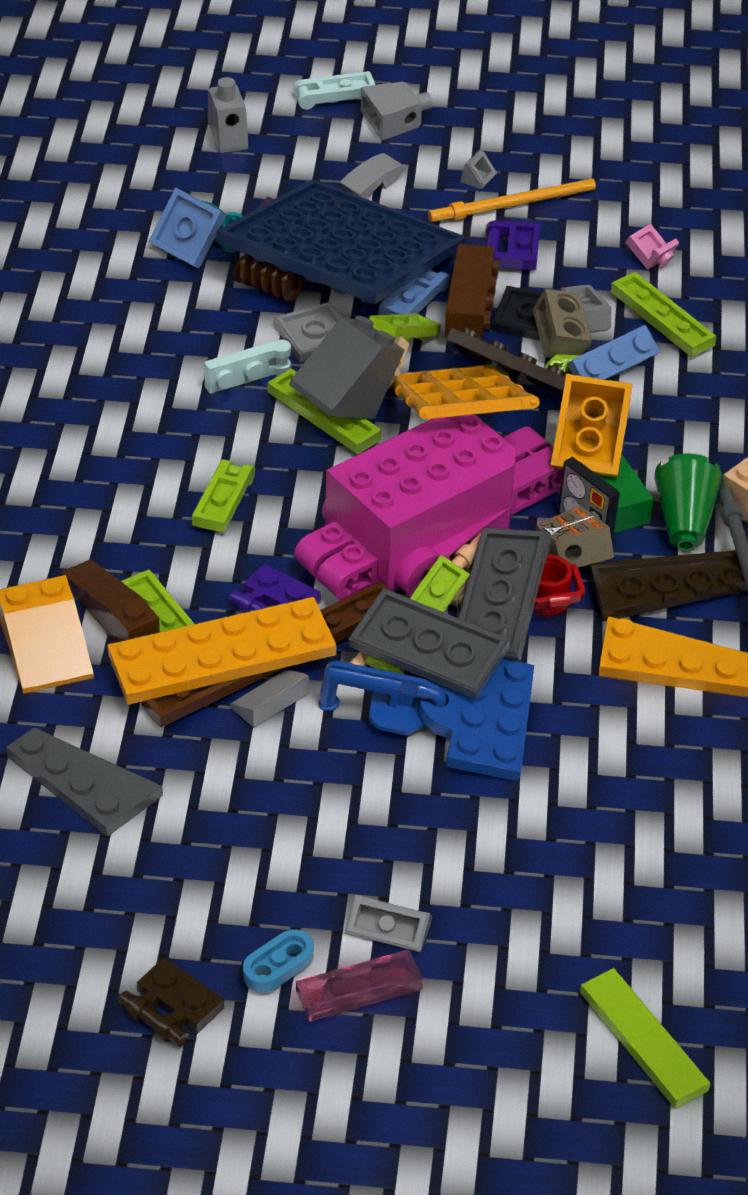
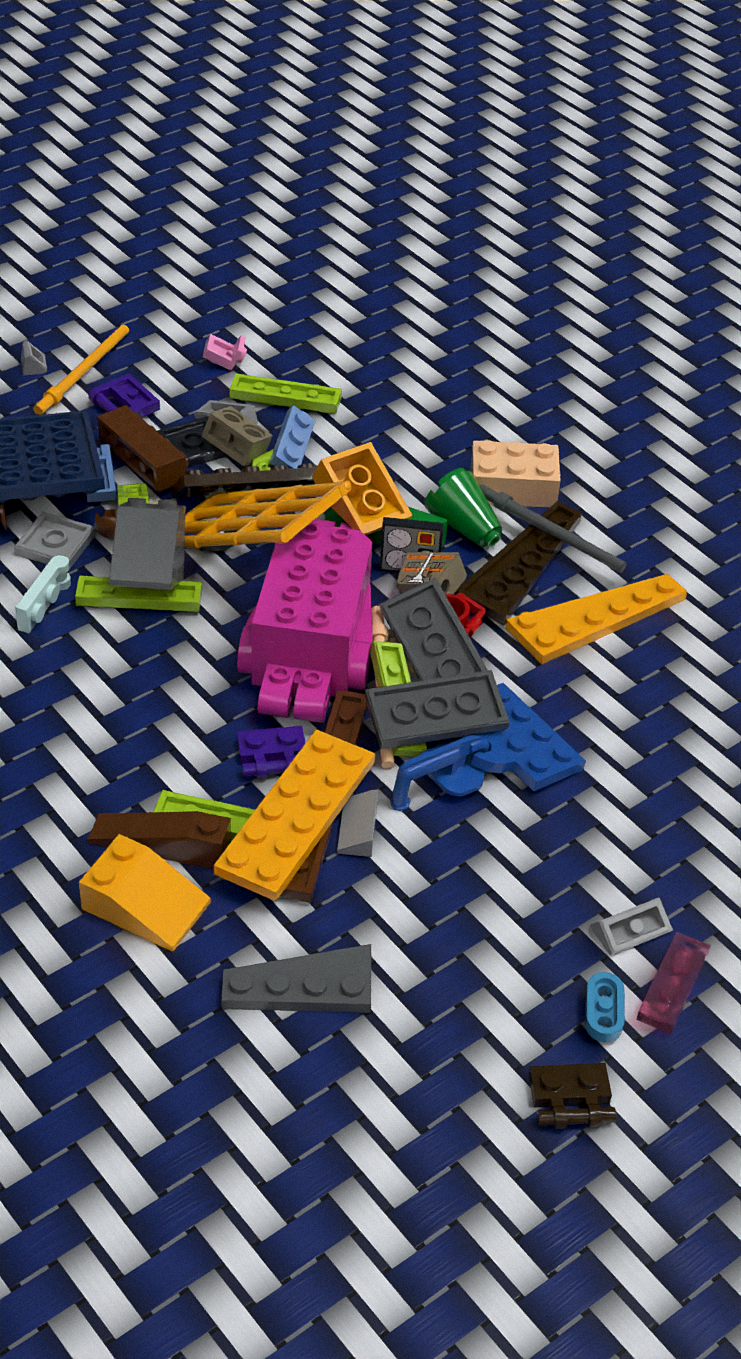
camera: 45 degrees left, 0 degrees up
(222, 496) = (143, 701): lime plate -> none

